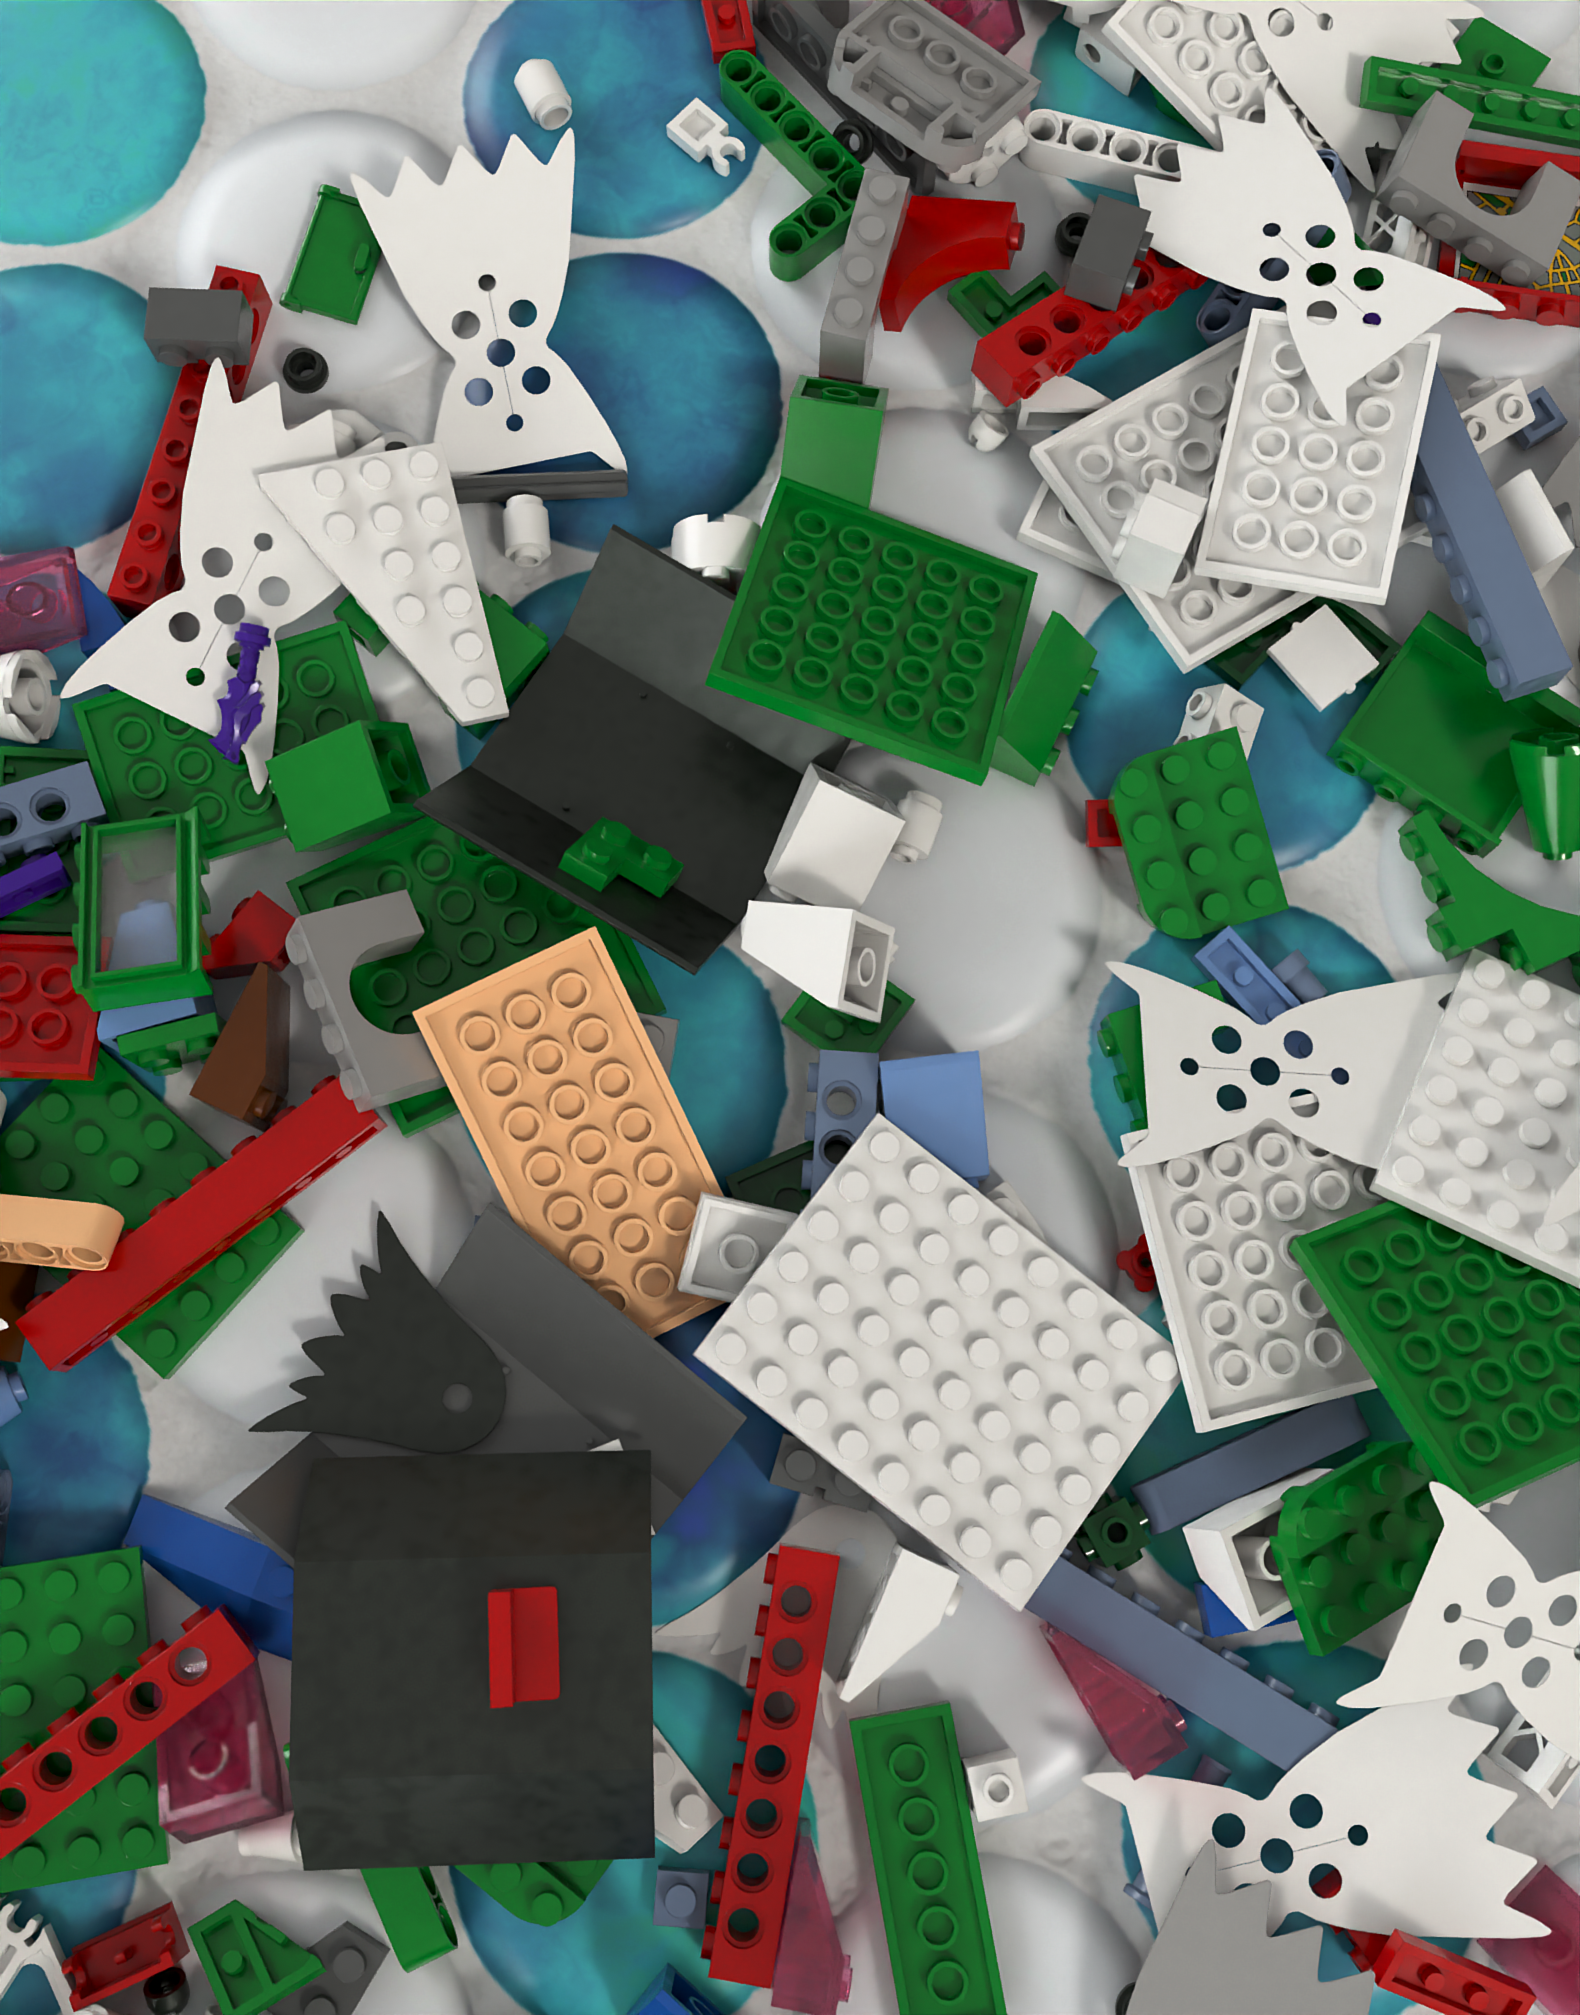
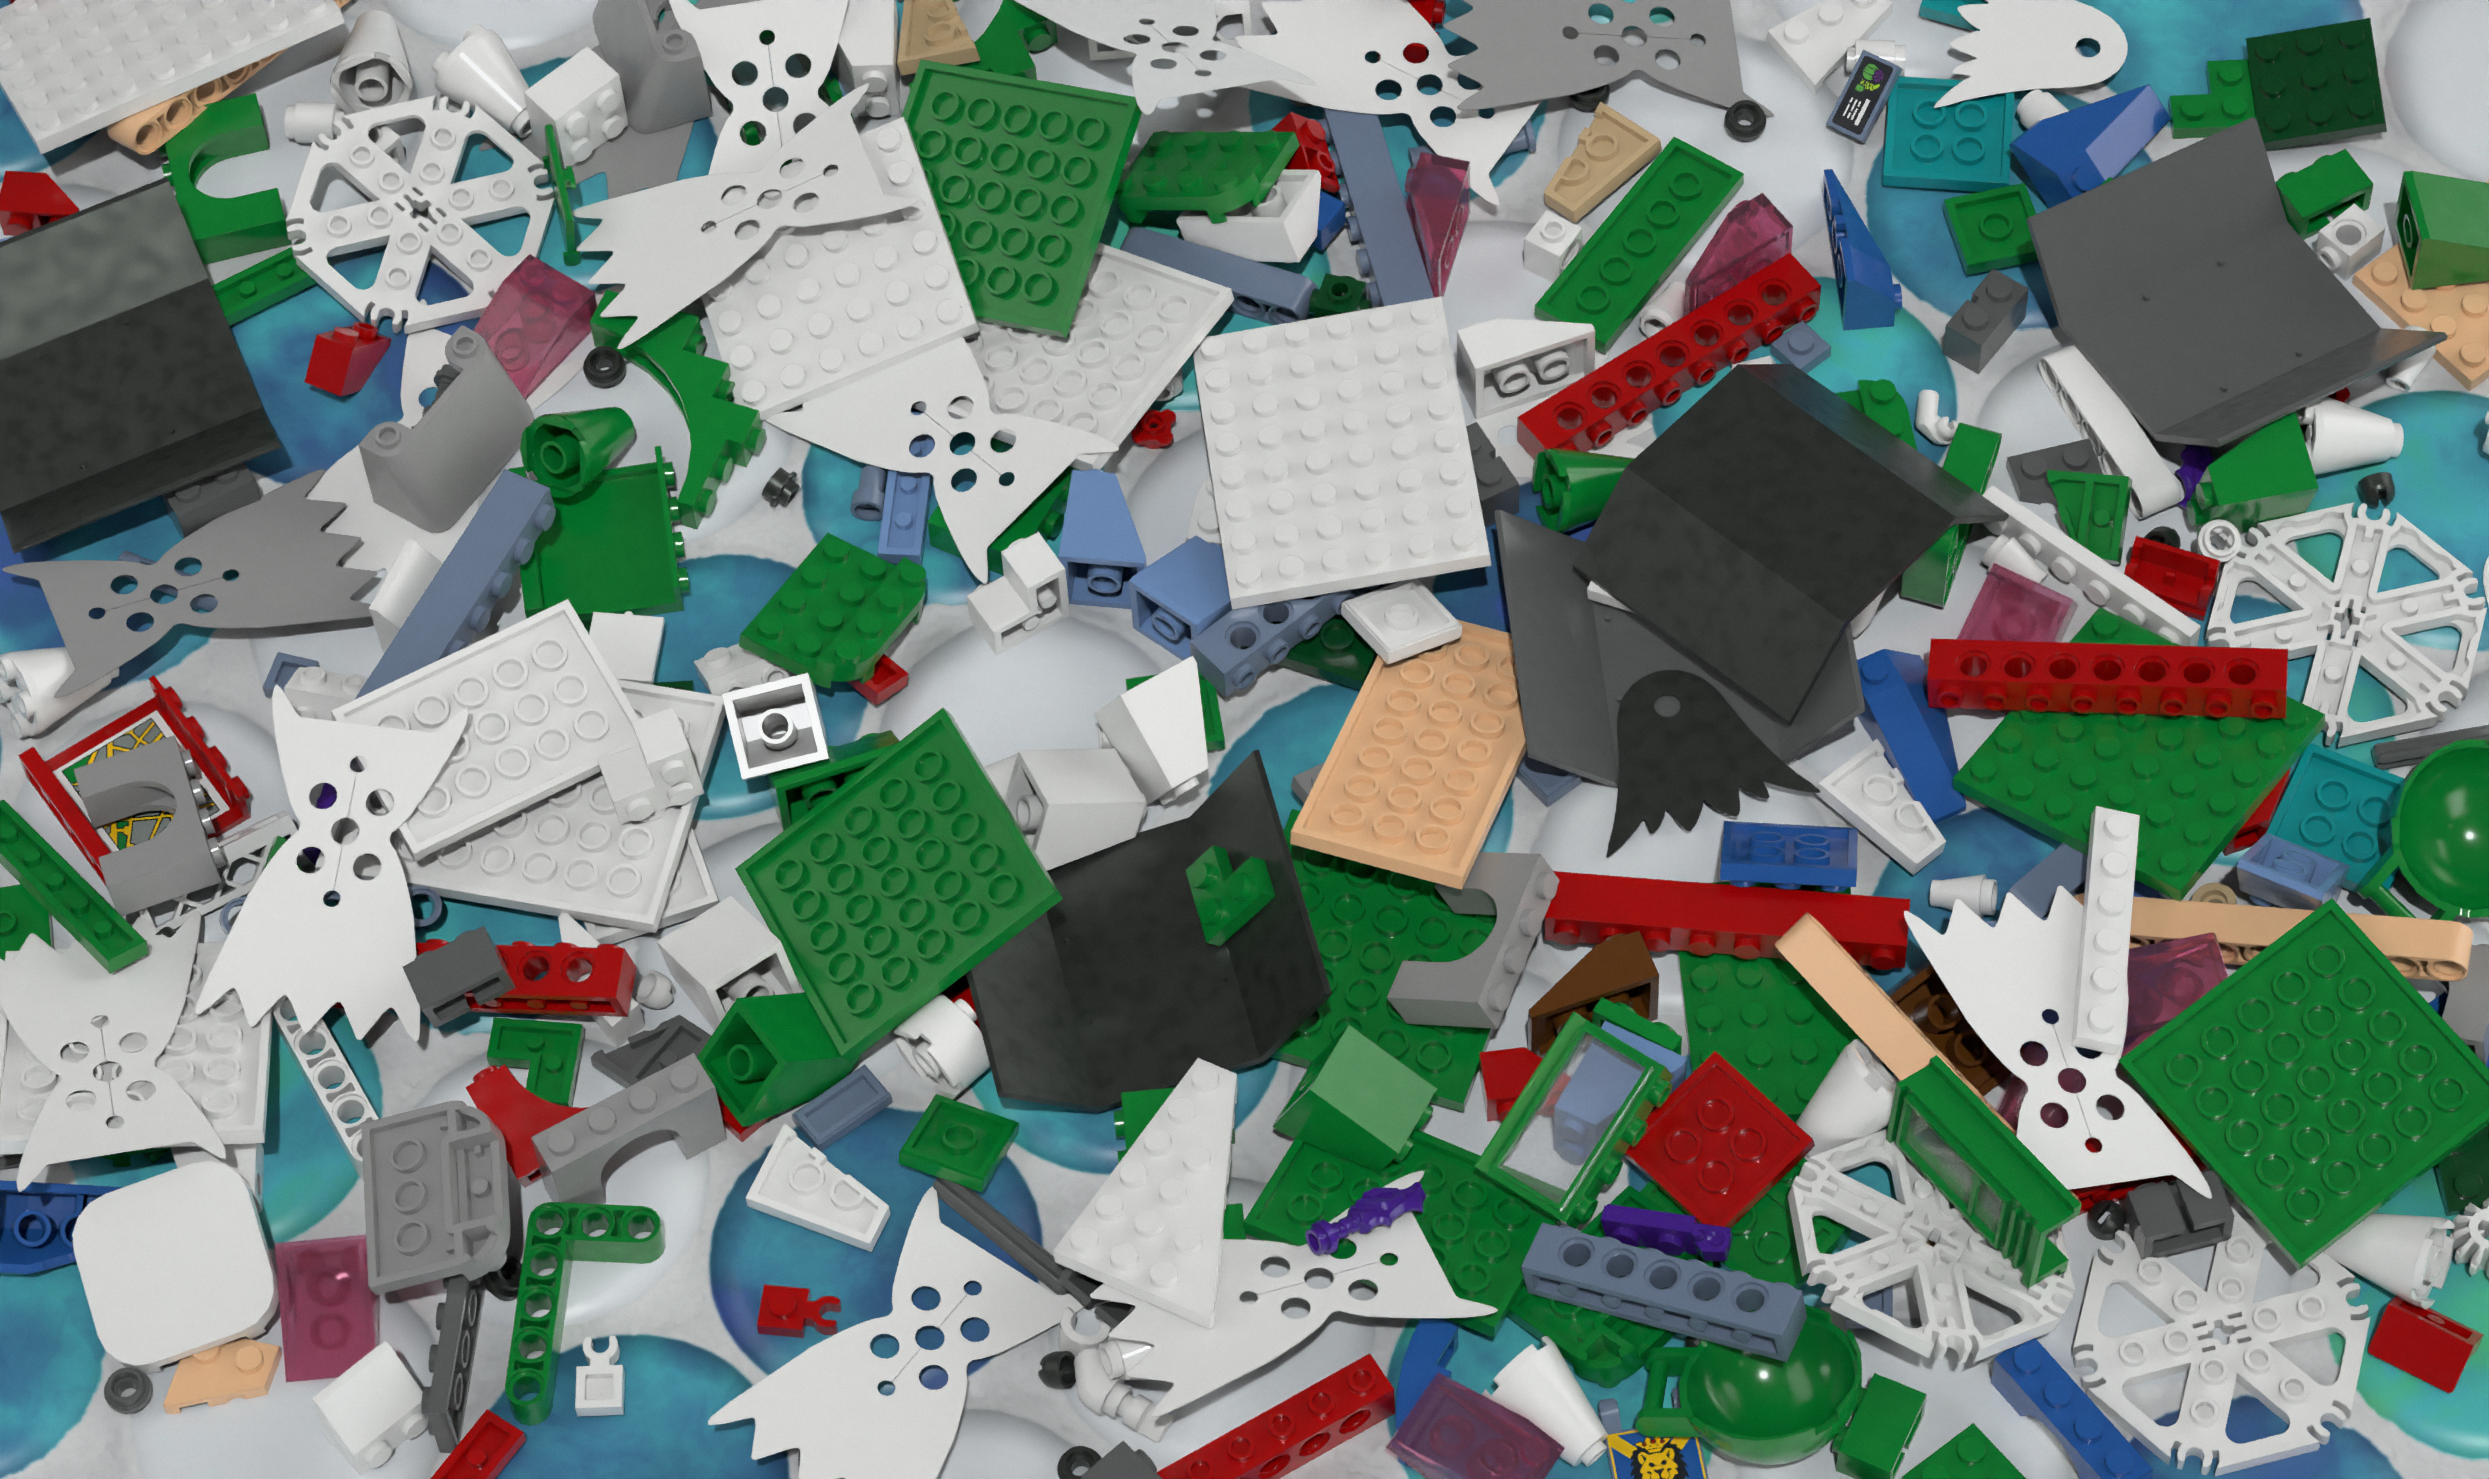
camera: 130 degrees left, 20 degrees down
(41, 1450) = (1974, 891): none -> white cone
(182, 1467) = (1880, 807): none -> white wing
(184, 1890) = (2090, 573): none -> white plate
(203, 1330) = (1789, 855): none -> blue plate
(393, 418) = (1058, 1370): none -> pearl dark grey hinge
(491, 1926) = (1929, 423): none -> white arm
(523, 1645) = (1751, 473): red panel -> none
(526, 531) = (1048, 1201): white brick -> none
(630, 300) = (789, 1311): none -> red plate
(638, 501) = (958, 1143): none -> green plate
(702, 390) = (812, 1193): none -> white wing
(715, 1548) = (1574, 486): none -> green cone
(756, 472) = (842, 1108): none -> sand blue tile
(832, 1814) = (1663, 309): none -> white cone
(926, 382) = (651, 1051): none -> dark grey wing
(948, 482) = (726, 958): none -> white slope
(1051, 1942) = (1602, 161): none -> tan wing
(1059, 1092) = (1099, 542): none -> medium blue slope
(1070, 226) = (427, 1060): pearl dark grey plate -> none
(1074, 988) = (1024, 599): none -> white brick
(1121, 680) = (776, 726): none -> white slope
(1283, 1656) = (1313, 149): none -> red slope
(1371, 917) = (781, 488): none -> pearl dark grey plate

